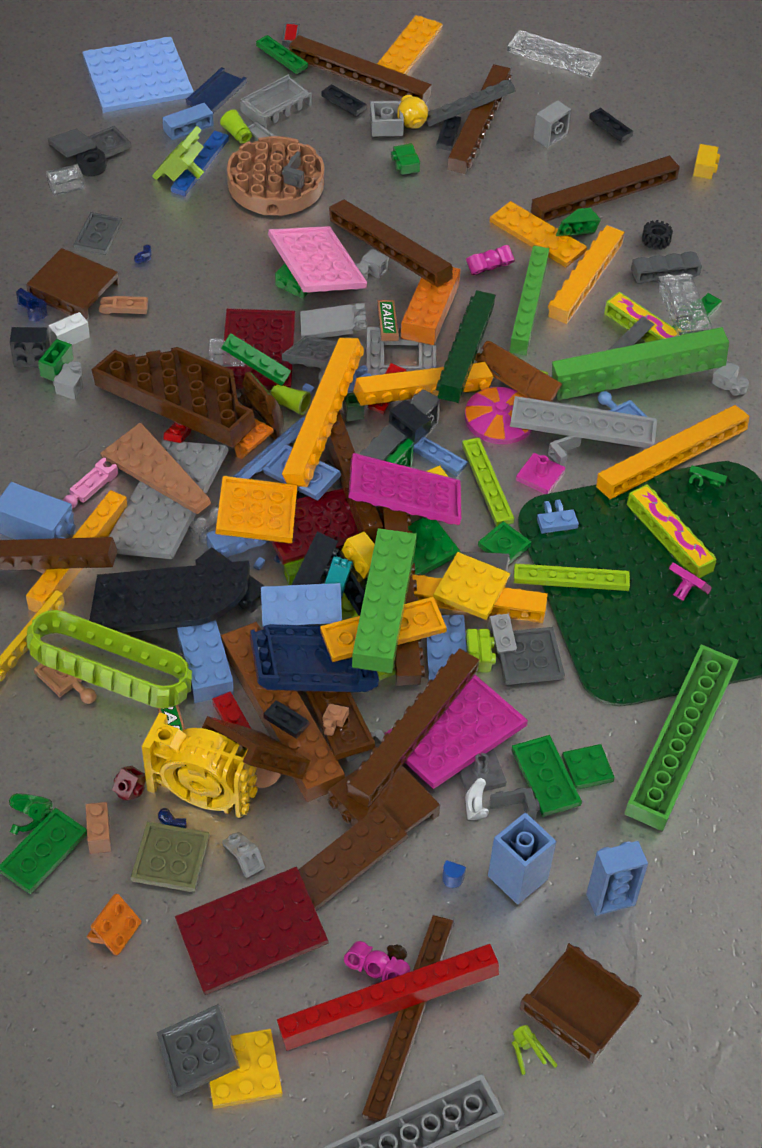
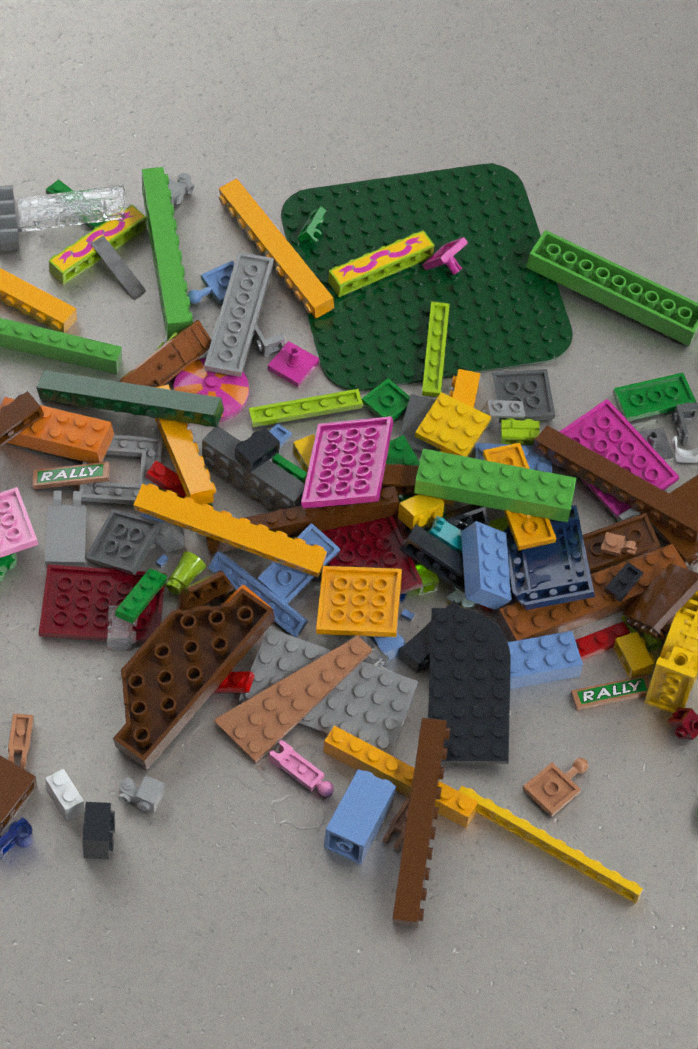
camera: 90 degrees left, 5 degrees up
(54, 359) = (124, 805): green brick -> none
(117, 643) = (564, 673): lime piece -> none
(558, 520) = (362, 354): medium blue hinge -> none
(588, 766) = (640, 365): green plate -> none

